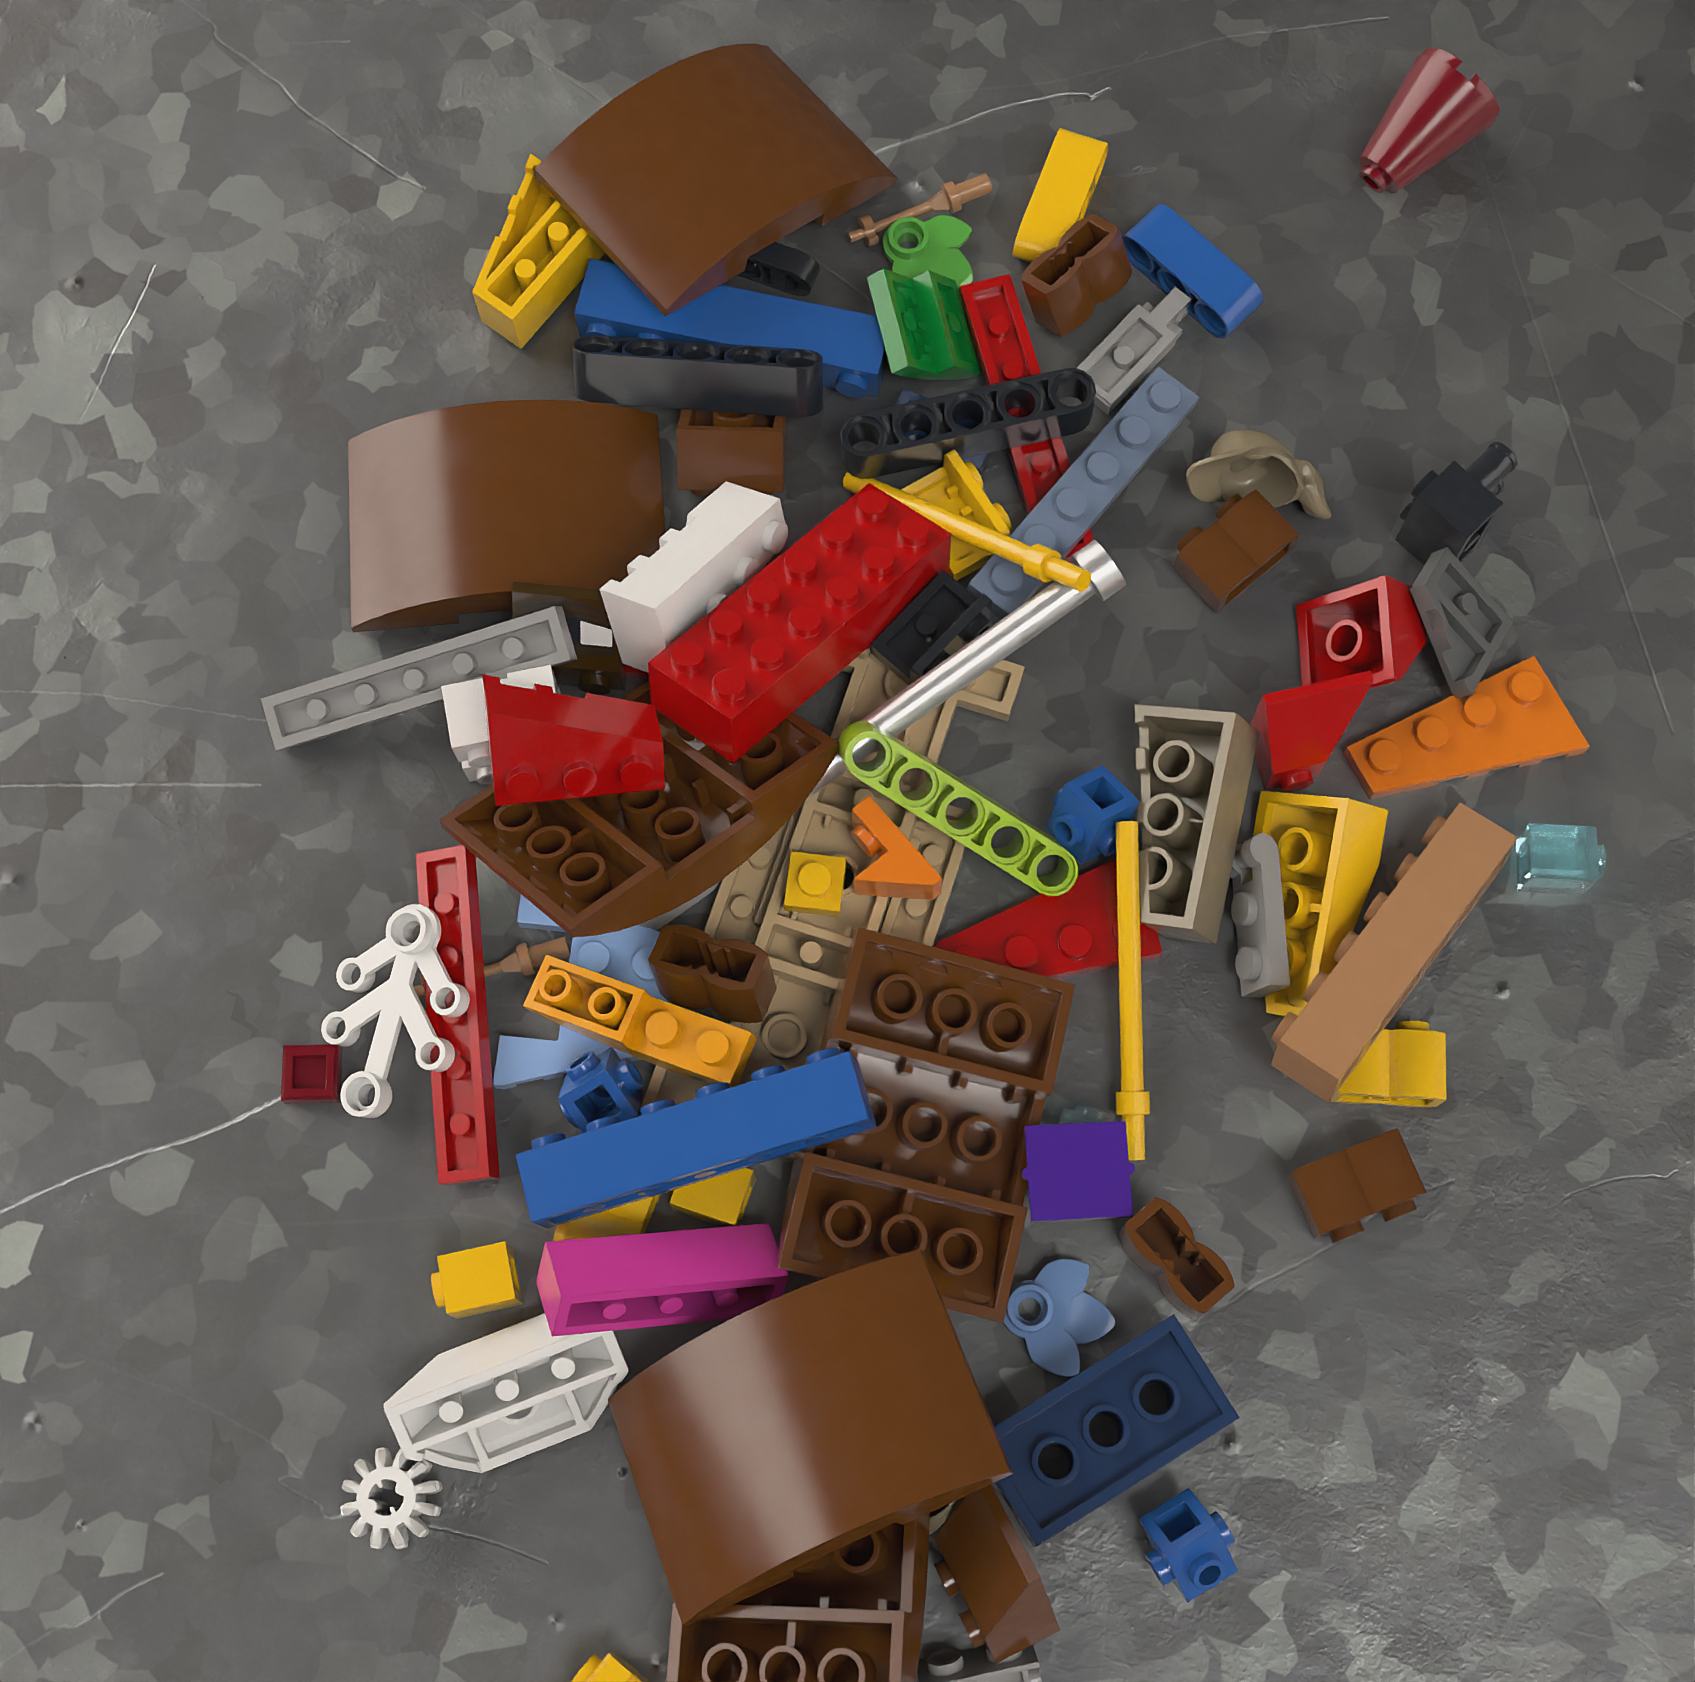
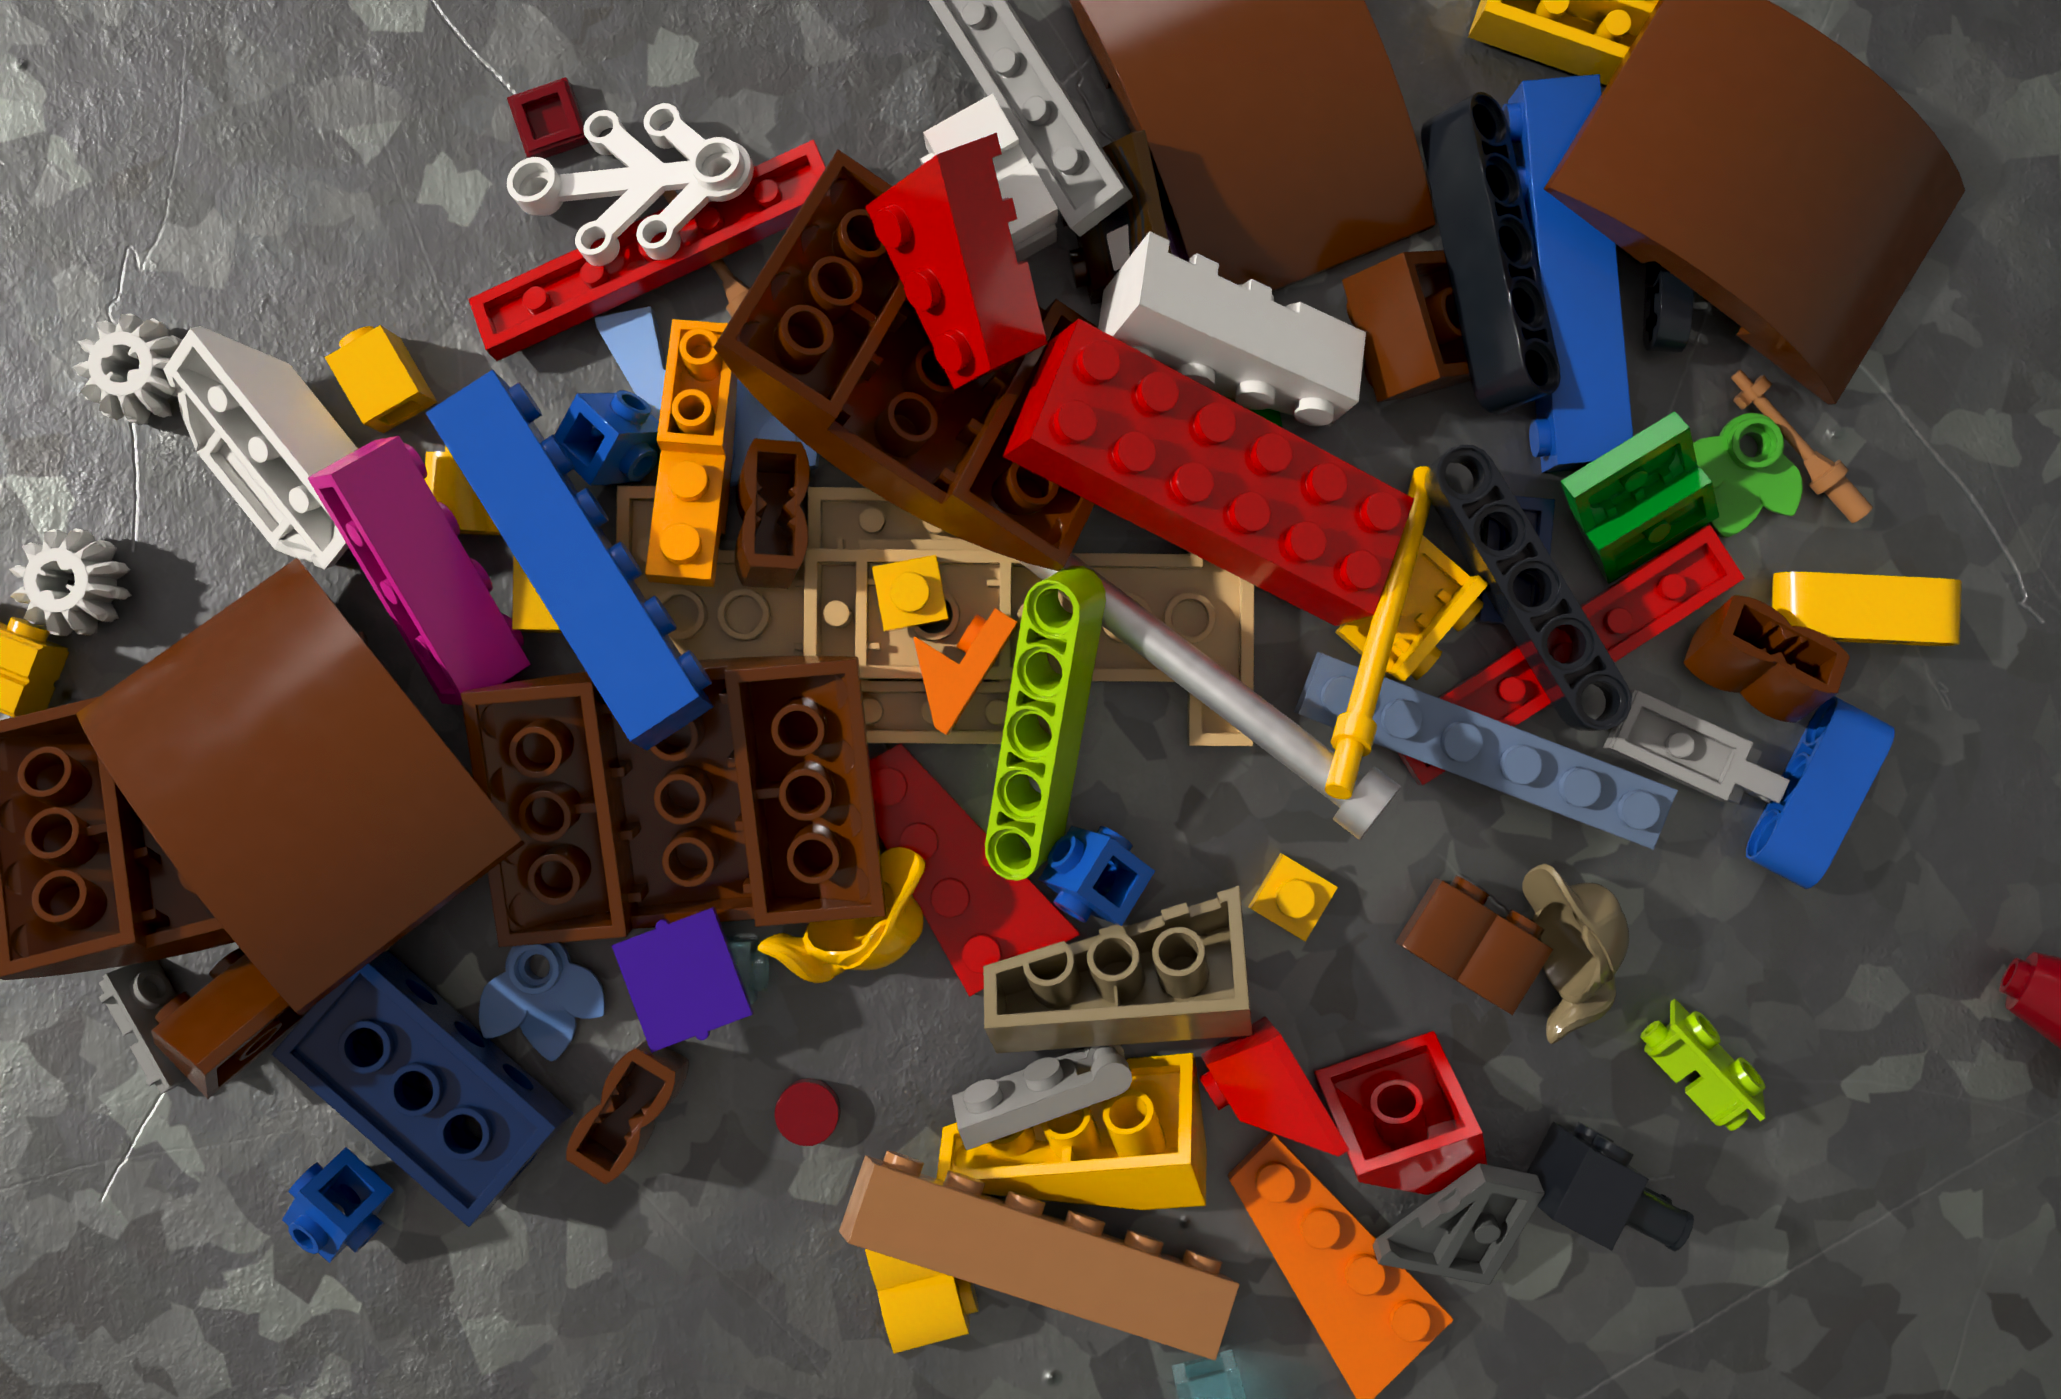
camera: 75 degrees right, 15 degrees up
(570, 1635) = (47, 579): none -> white gear
(932, 628) = (1255, 629): black bracket -> none
(1089, 1021) = (863, 942): none -> yellow hair
(1132, 1100) = (796, 1010): yellow bar -> none
(1156, 676) = (1292, 897): none -> yellow plate
(1221, 1118) = (807, 1112): none -> dark red tile
(1356, 1185) = (775, 1279): reddish brown brick -> none
(1362, 419) = (1724, 1084): none -> lime hinge

